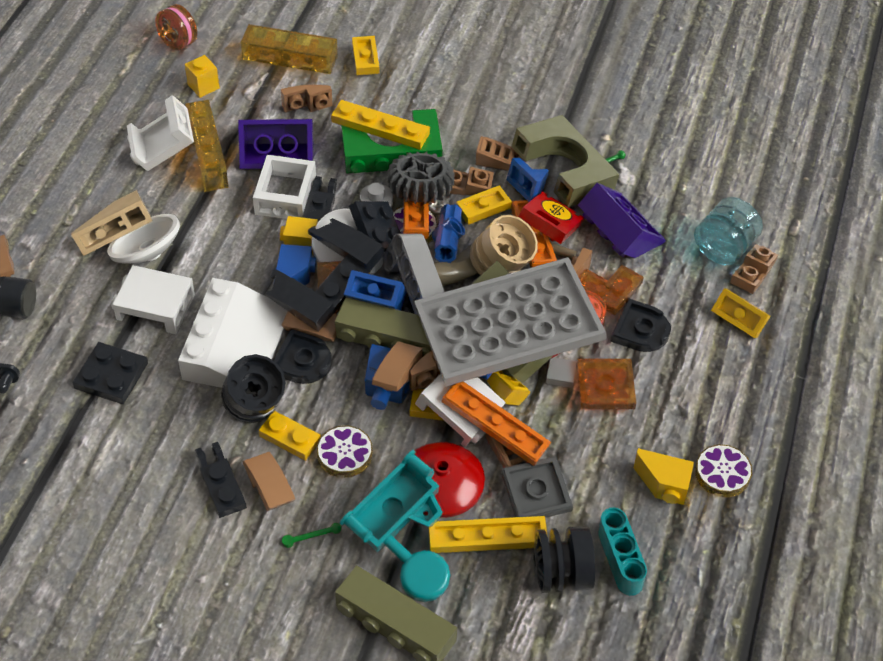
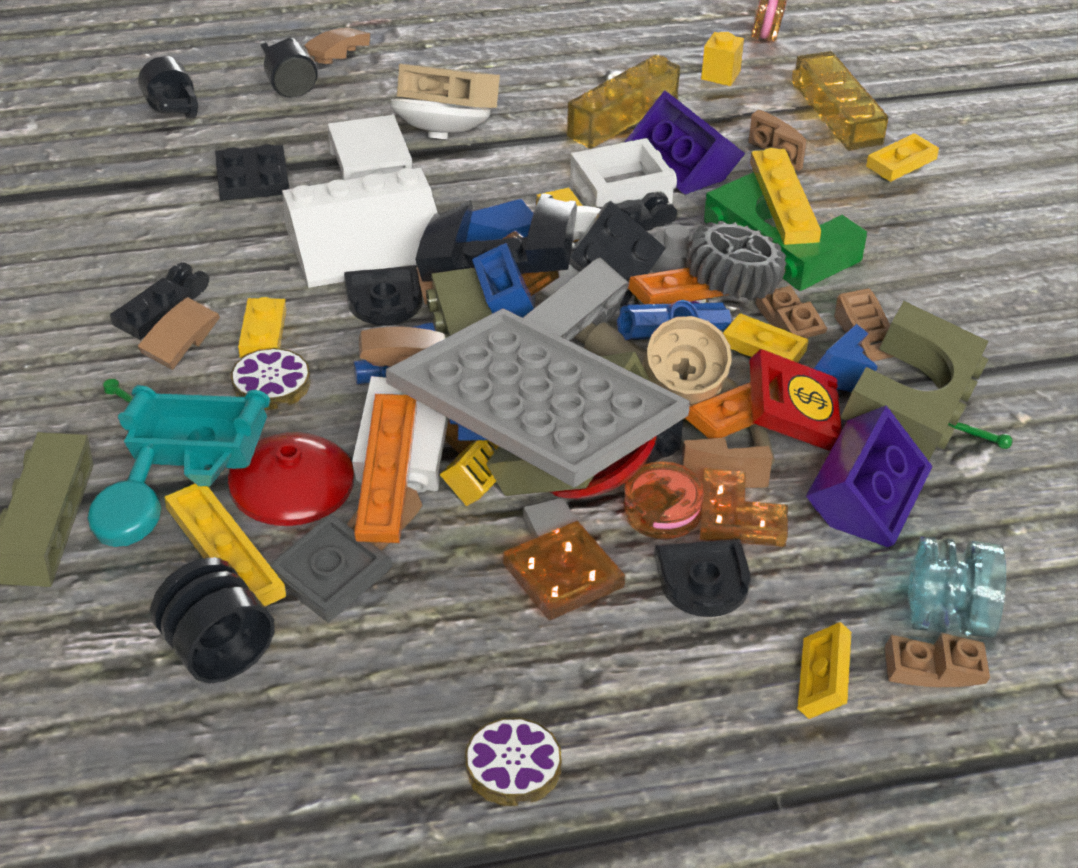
camera: 60 degrees right, 10 degrees down
(161, 137) = (595, 63): white panel -> none
(258, 375) = (284, 255): black wheel -> none
(622, 563) = (278, 689): teal beam -> none
(664, 475) = (444, 692): yellow slope -> none

